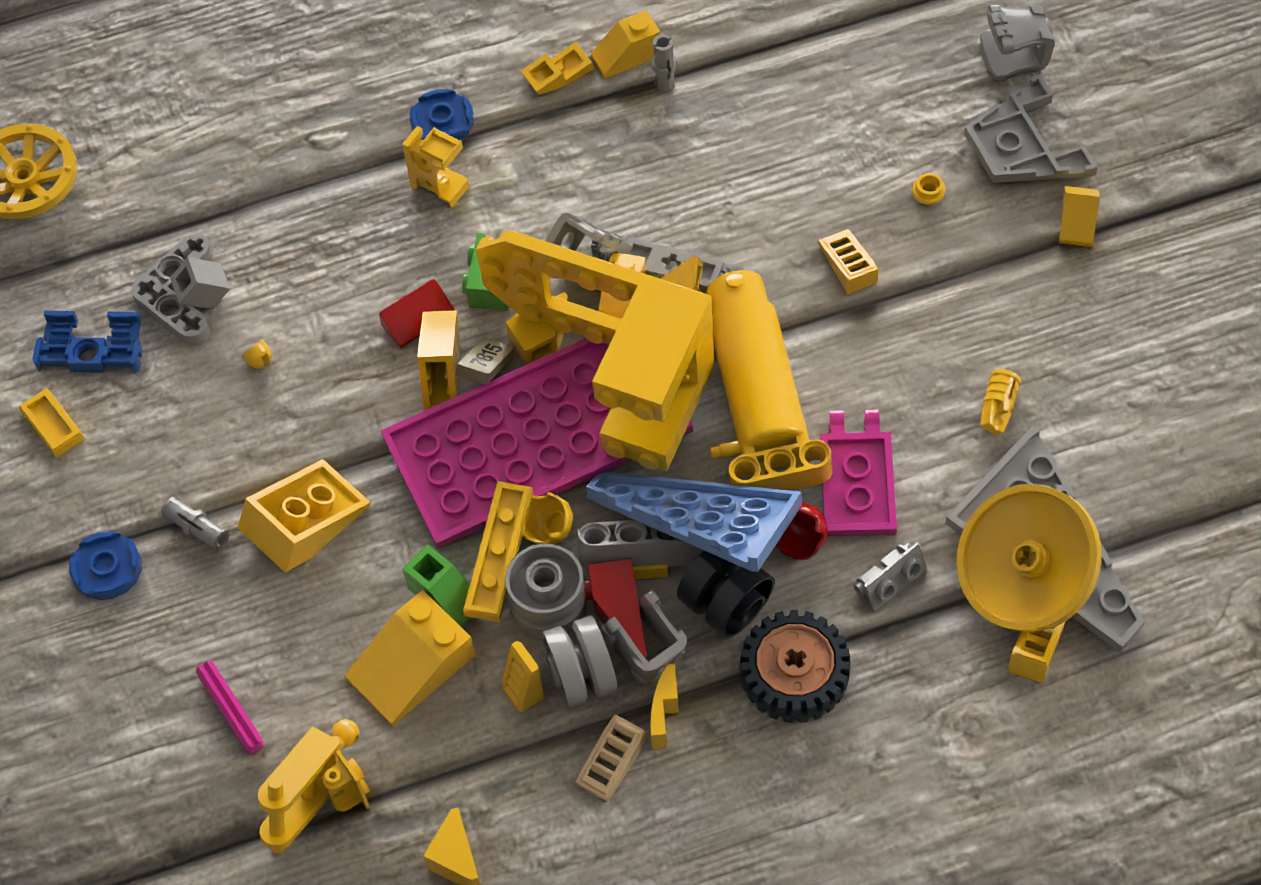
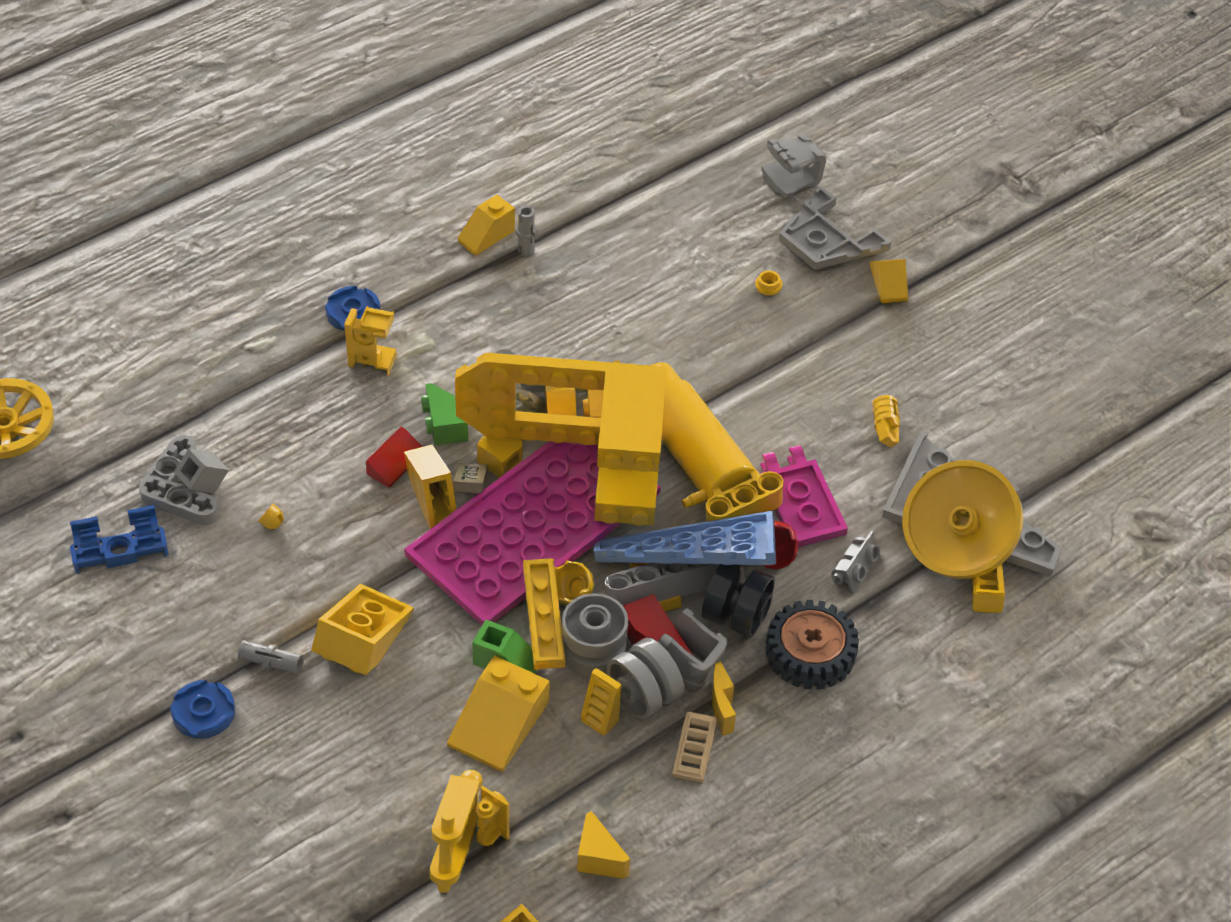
camera: 25 degrees left, 10 degrees down
(51, 423) = (107, 610): yellow tile -> none
(230, 707) = (359, 790): dark pink axle -> none
(553, 73) = (437, 255): yellow slope -> none
(858, 279) = (736, 360): yellow slope -> none

